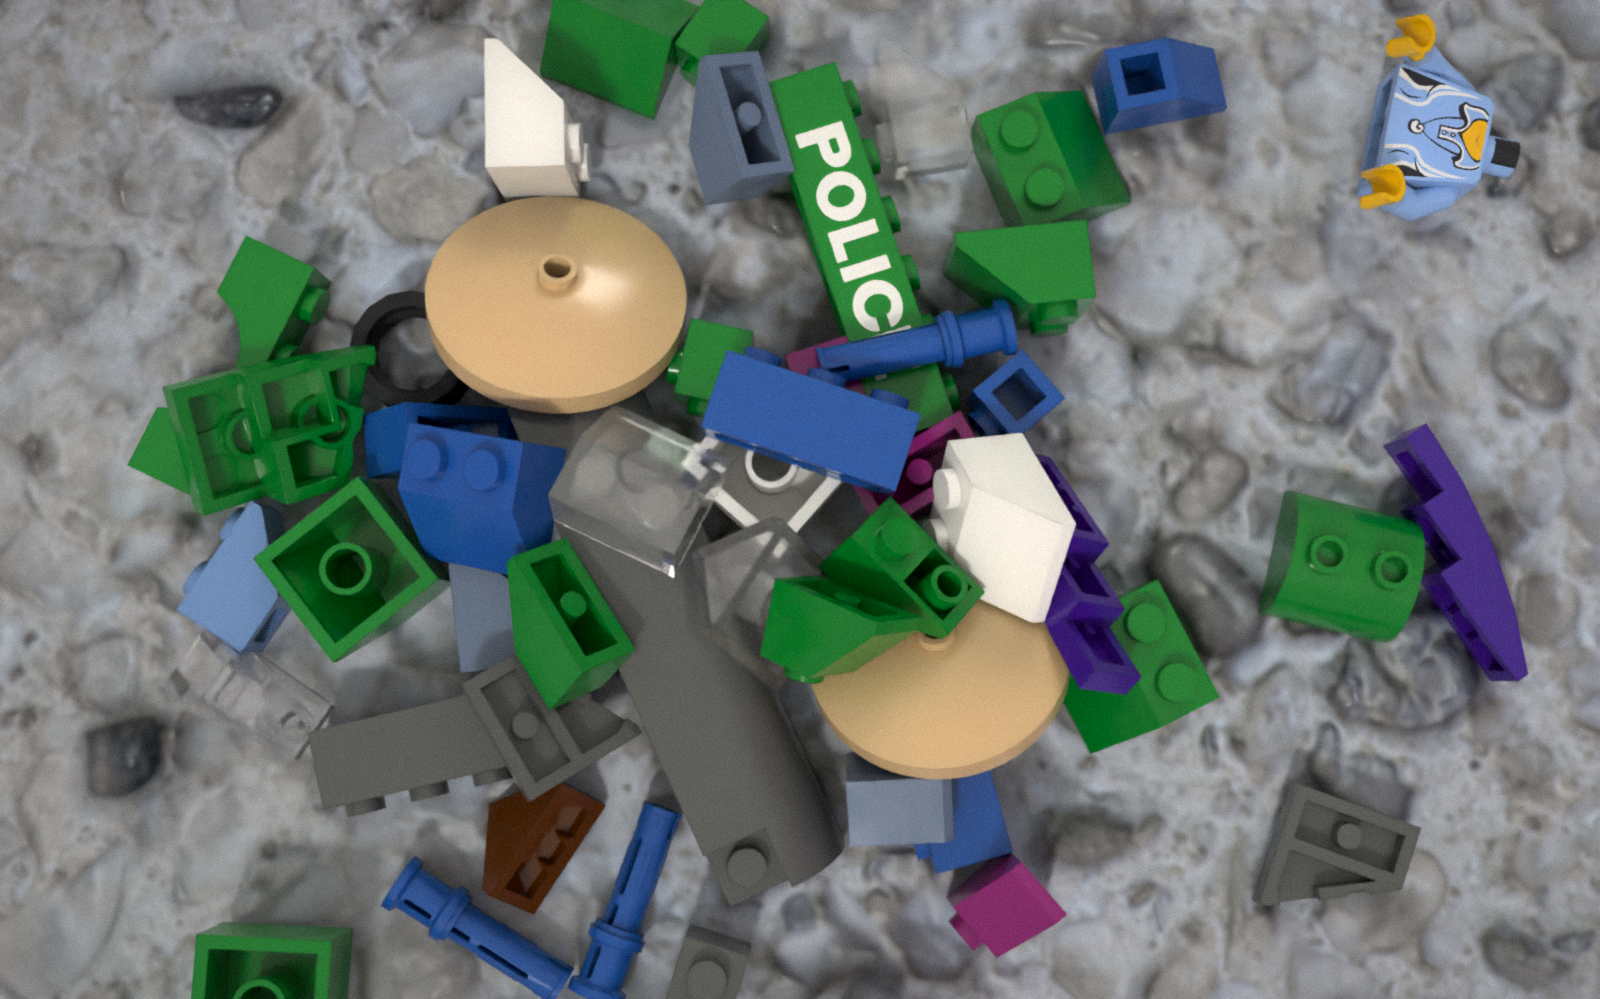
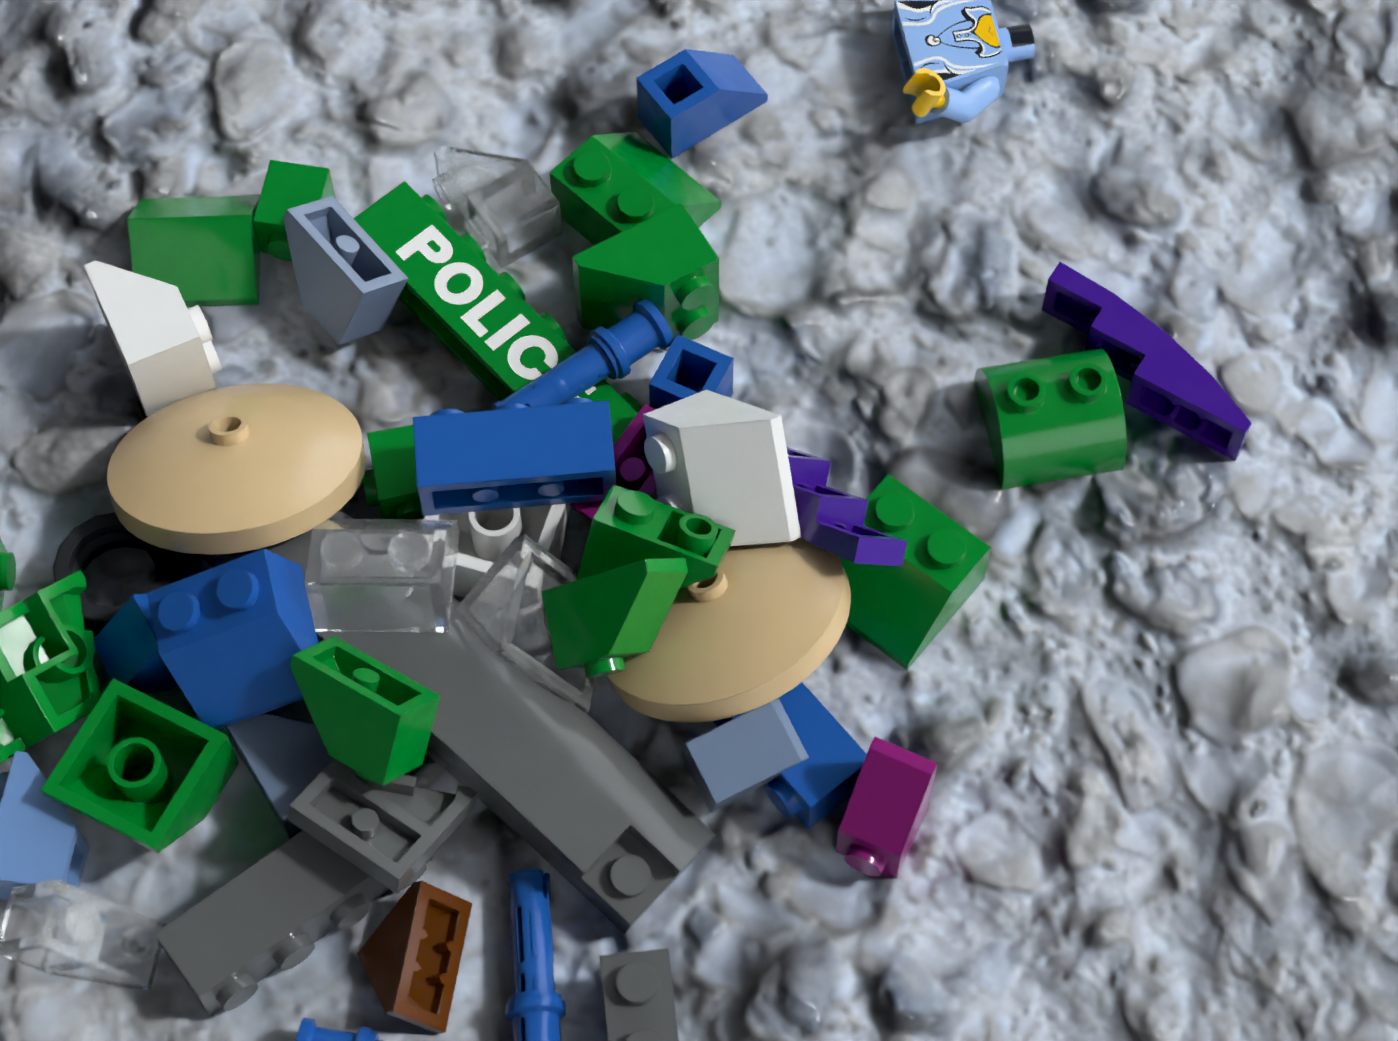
camera: 20 degrees left, 20 degrees down
(1333, 850) = (1165, 650): dark grey wing -> none

